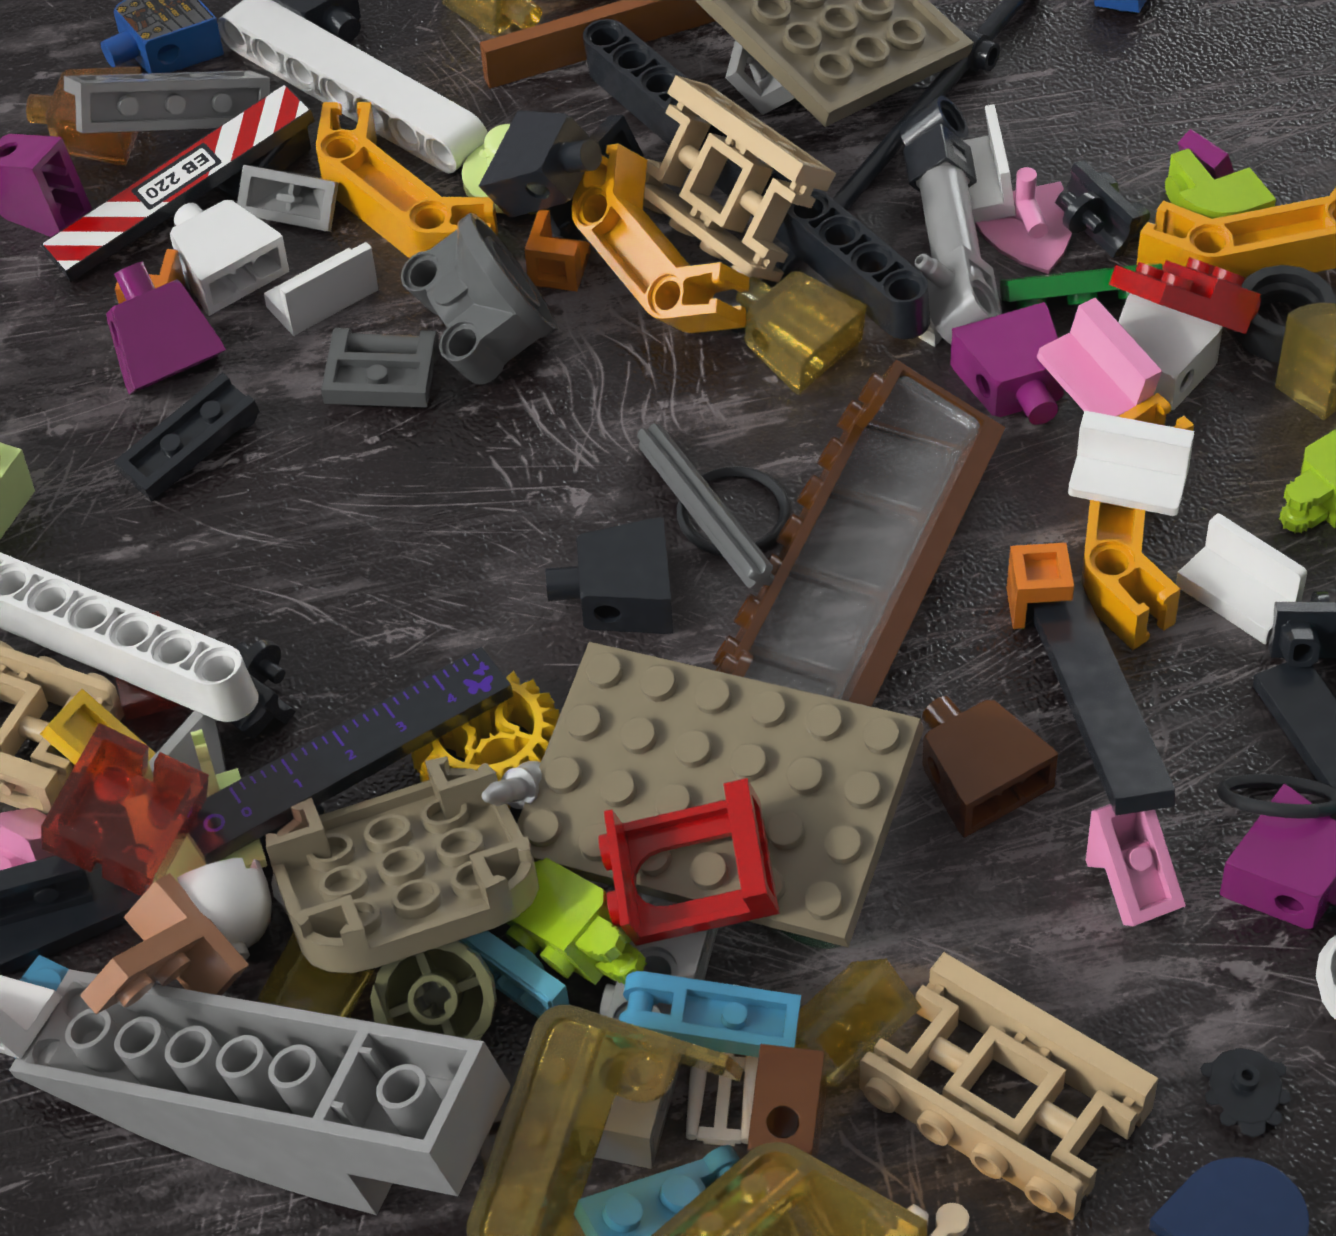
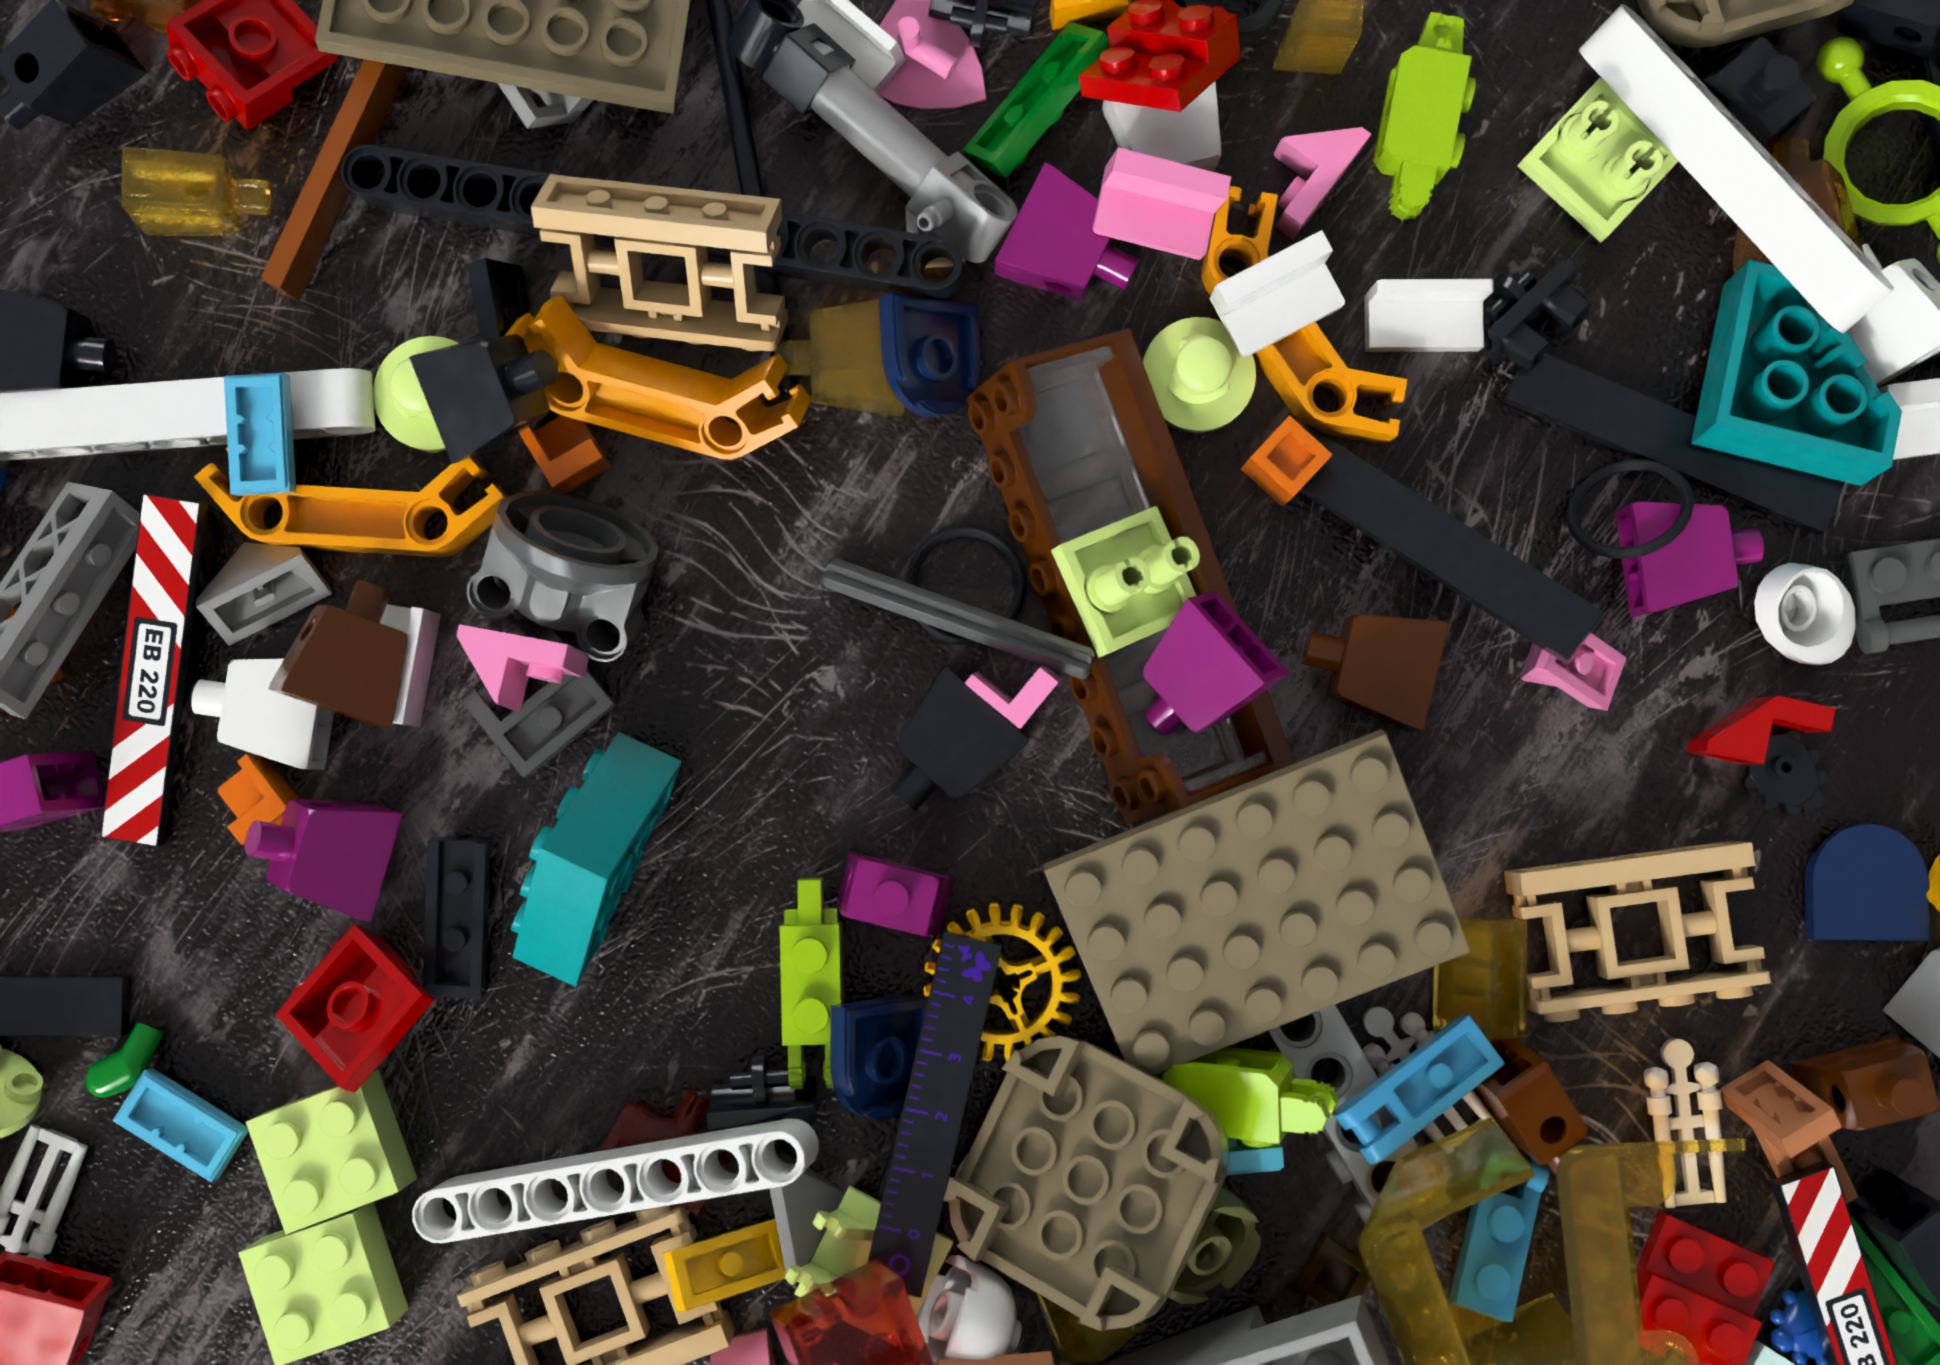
camera: 50 degrees left, 35 degrees up
(66, 415) = (355, 1006): none -> red plate
(292, 233) = (347, 659): none -> reddish brown torso
(306, 449) = (590, 856): none -> teal brick
(344, 686) = (875, 1052): none -> dark blue tile
(360, 637) = (810, 977): none -> lime hinge
(385, 102) = (260, 434): none -> medium azure plate
(394, 312) = (510, 659): none -> bright pink slope
(470, 606) = (894, 895): none -> magenta torso
(516, 786) = (1098, 1030): light grey bar -> none
(634, 842) = (1308, 1065): red panel -> none
(699, 568) = (1025, 703): none -> bright pink panel
(843, 638) = (1207, 667): none -> magenta torso
(844, 559) = (1127, 579): none -> yellowish green plate
(847, 346) = (929, 352): none -> dark blue tile
(1029, 502) = (1199, 375): none -> yellowish green plate
(1231, 1017) = (1746, 732): none -> red slope
(1247, 449) = (1319, 160): none -> bright pink slope

